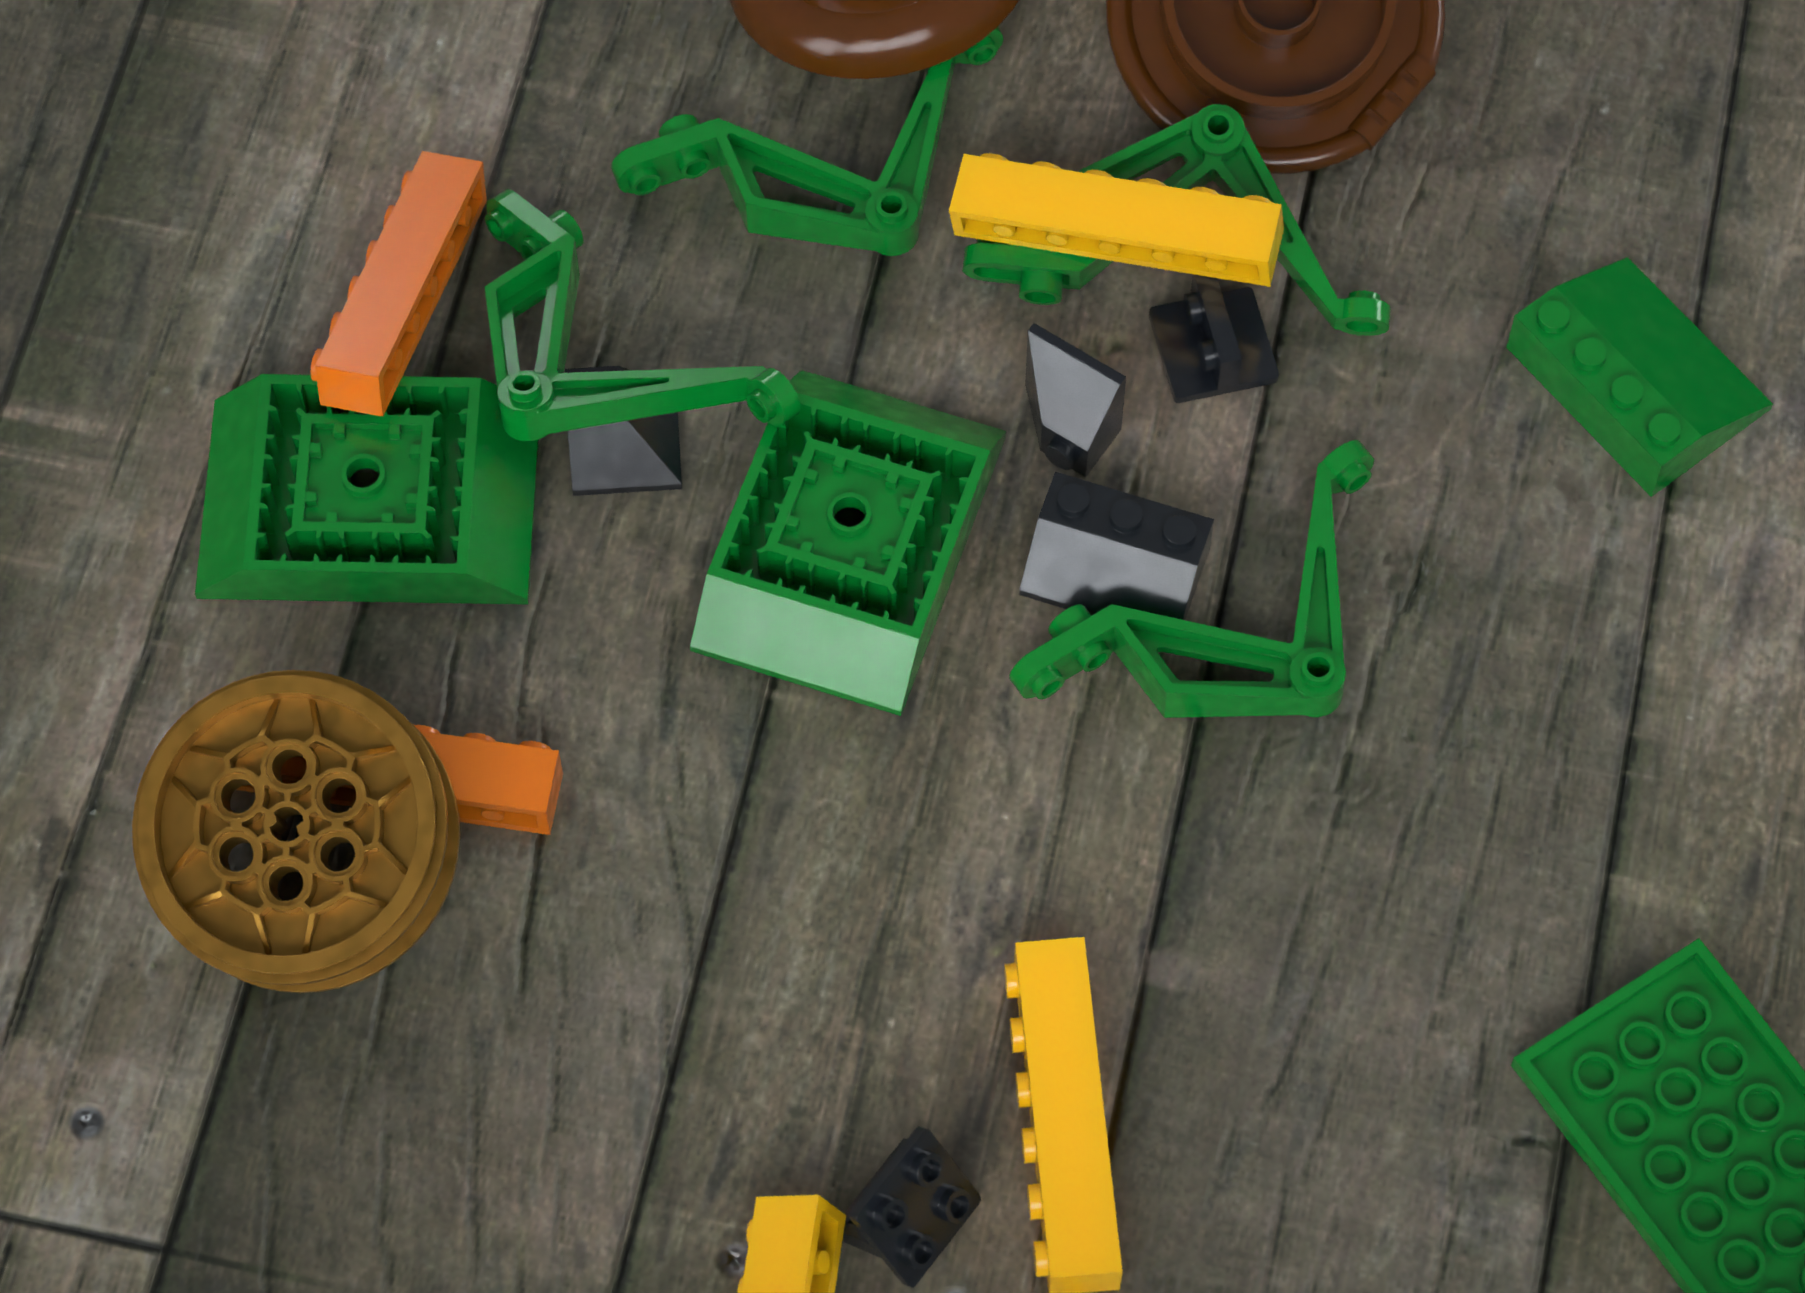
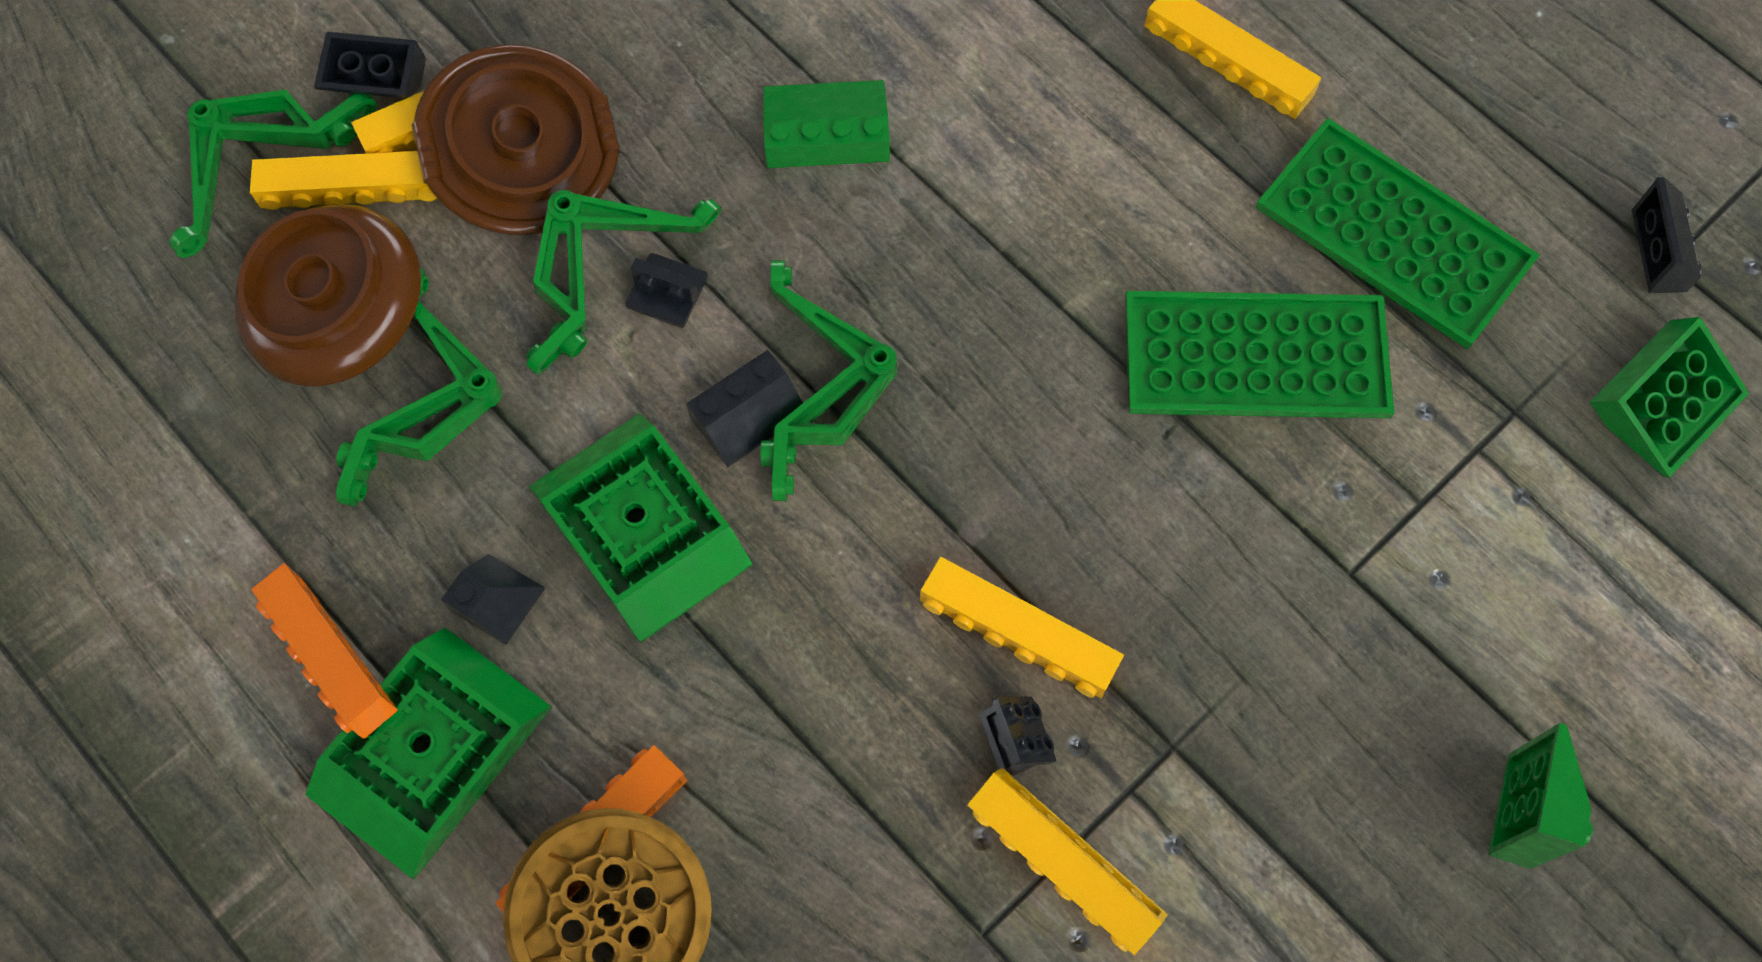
camera: 55 degrees left, 5 degrees up
(557, 401) = (452, 622): green piece -> none
(1071, 401) = (649, 372): slope -> none
(1117, 219) = (577, 281): yellow brick -> none

